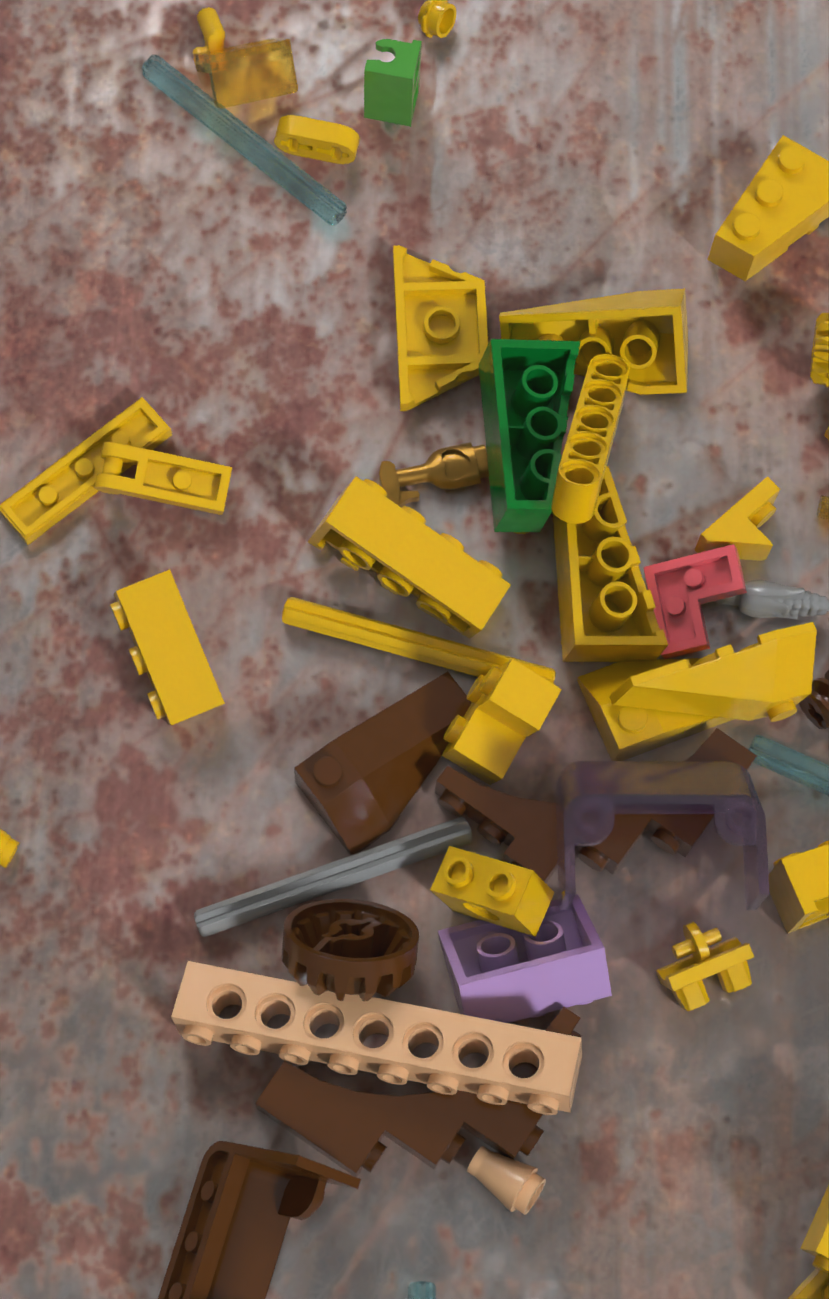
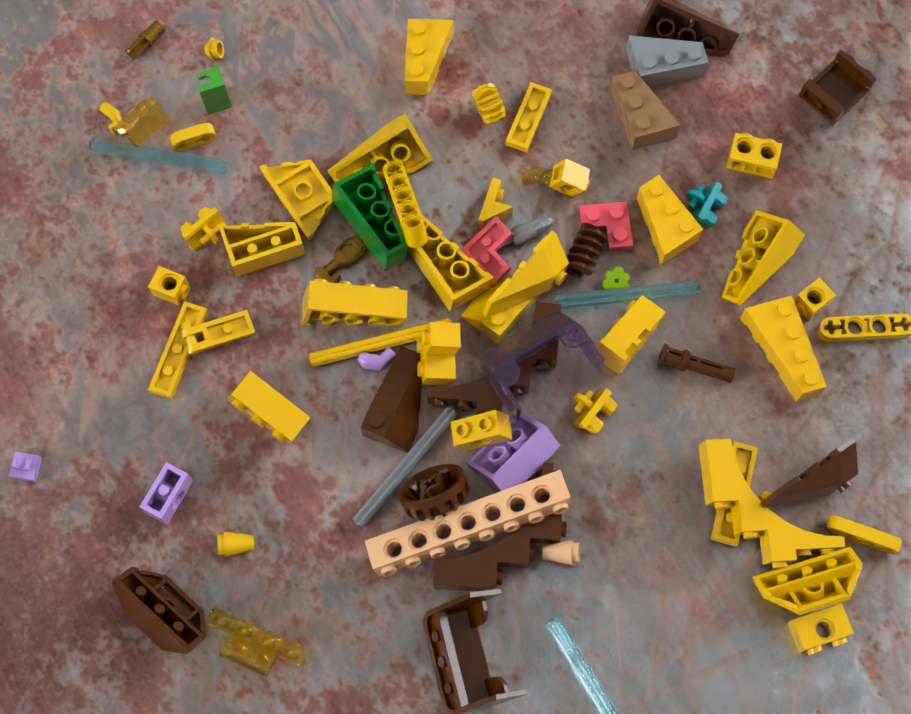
camera: 25 degrees left, 0 degrees up
(132, 341) = (165, 277): none -> yellow brick
(244, 297) = (204, 229): none -> yellow hips
(316, 376) = (260, 245): none -> yellow wedge
(390, 674) = (376, 362): none -> lavender arm

